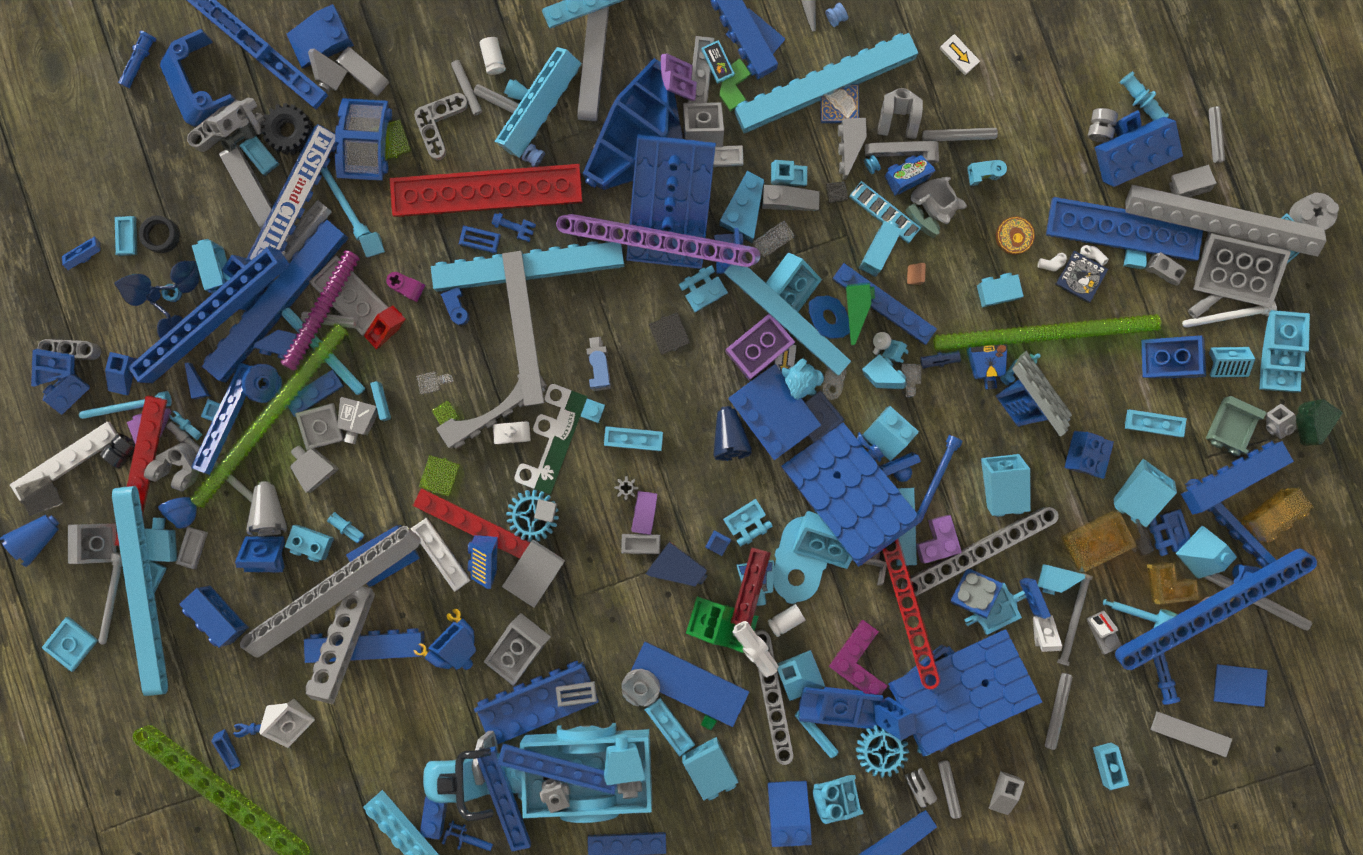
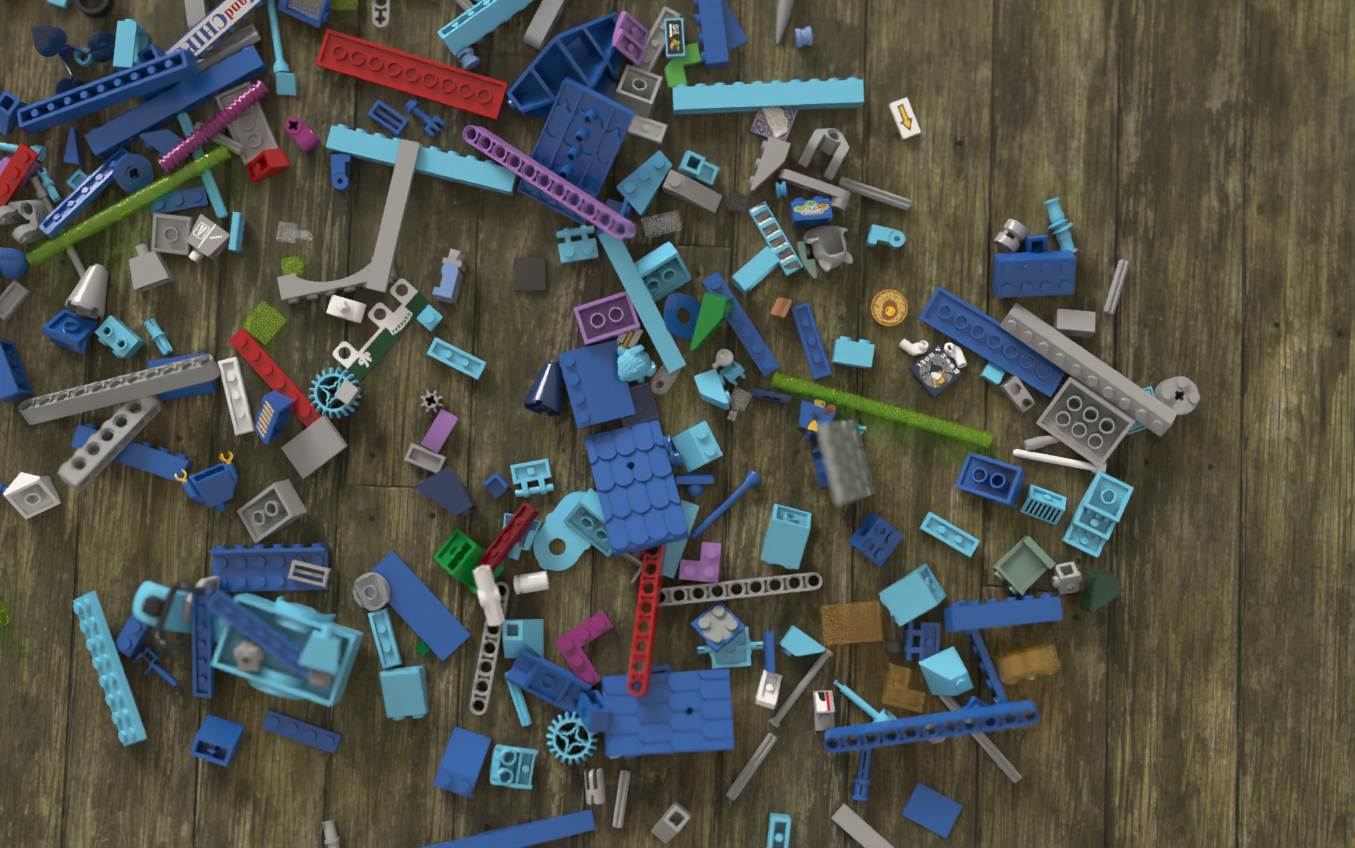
camera: 20 degrees right, 0 degrees up
(955, 294) = (811, 341): none -> blue tile

